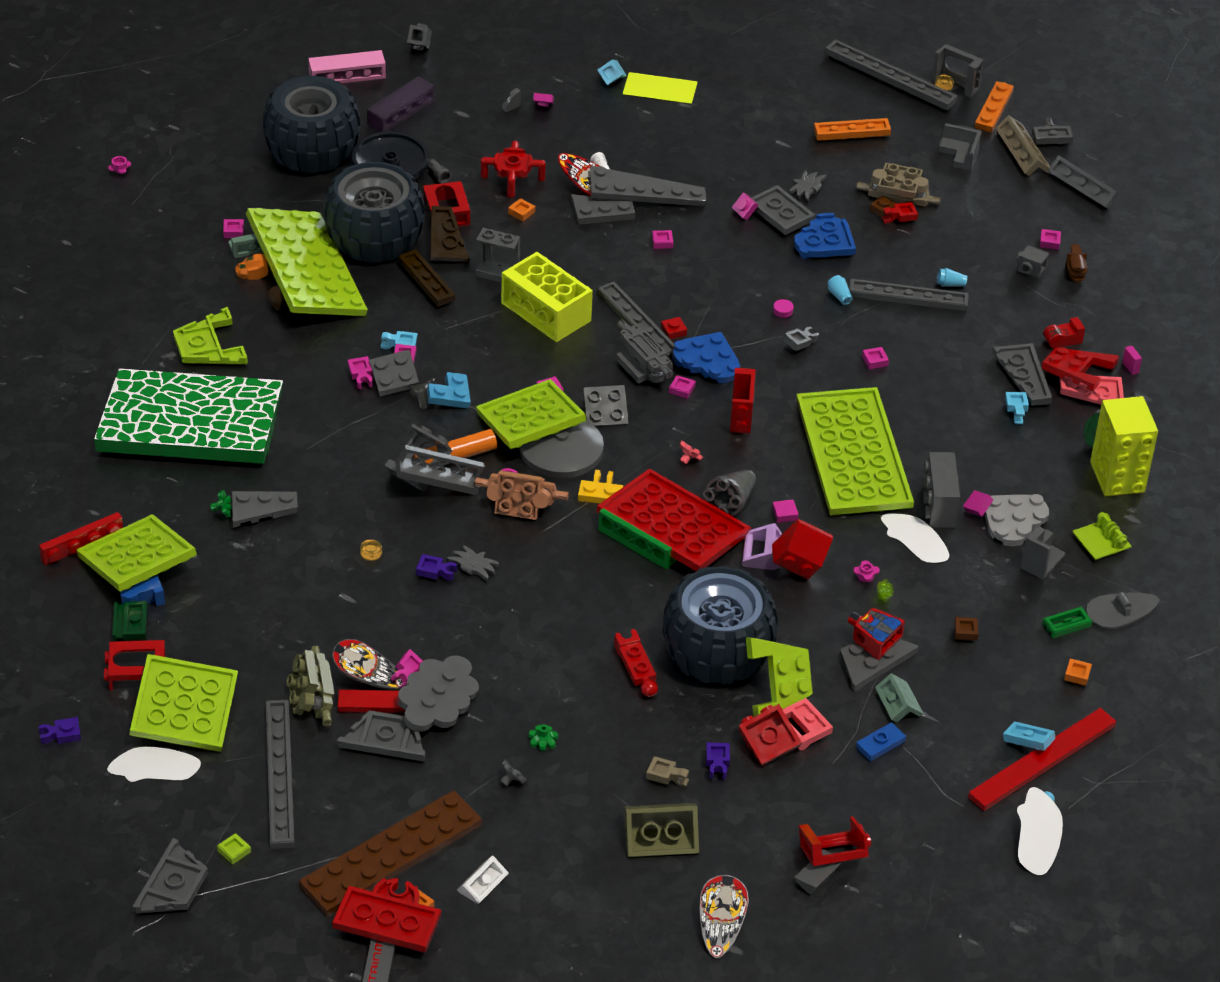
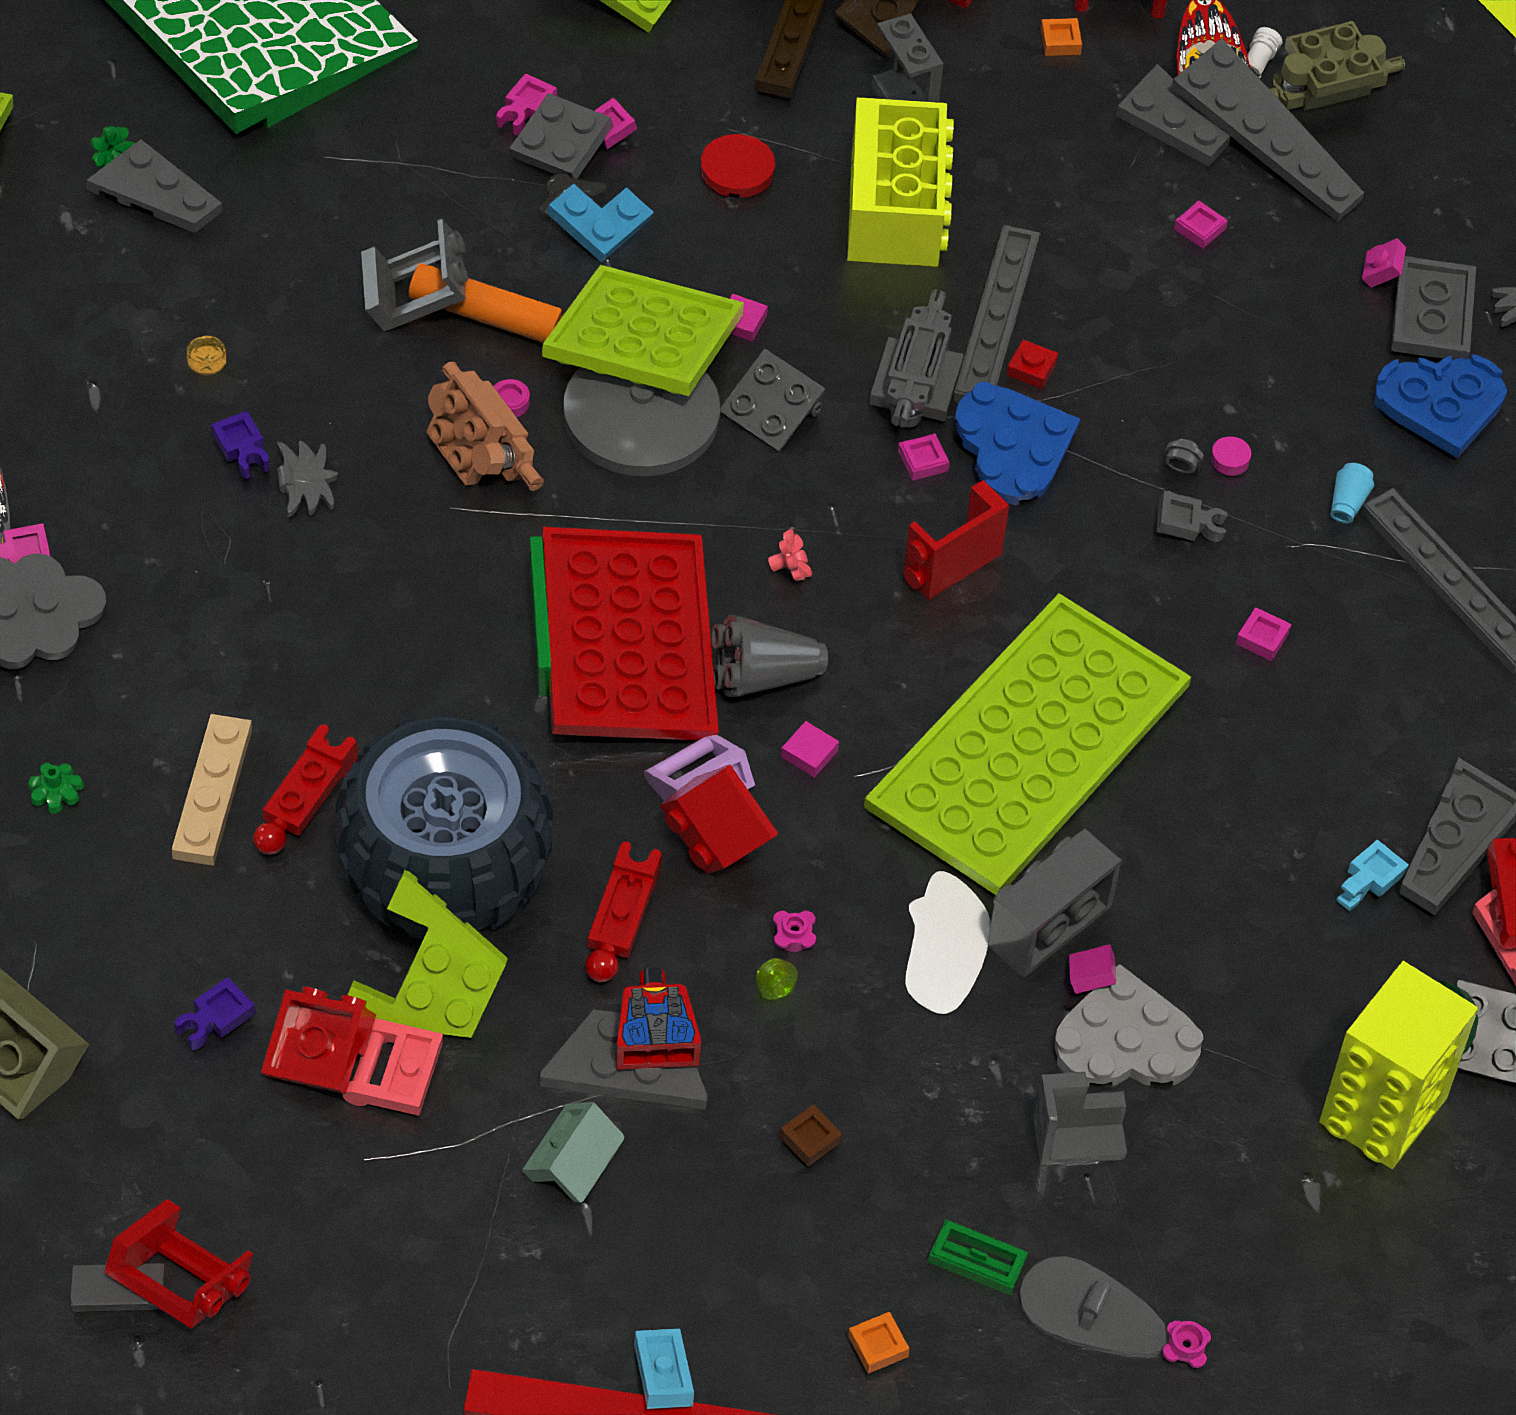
camera: 45 degrees right, 10 degrees up
(402, 337) = (637, 100): medium azure plate -> none
(436, 473) = (405, 314): dark grey fence -> none
(471, 337) = (737, 165): none -> red tile
(596, 491) = (597, 509): yellow hinge -> none
(601, 691) = (212, 790): none -> tan plate
(637, 149) = (1332, 67): none -> olive piece
(664, 770) = (126, 967): dark tan plate -> none
(770, 319) = (1183, 455): none -> dark grey plate
(802, 611) = (621, 912): none -> red plate
(880, 741) = (464, 1188): blue plate -> none
(1102, 537) = (1212, 1180): lime hinge -> none
(1164, 592) = (1191, 1333): none -> dark pink plate

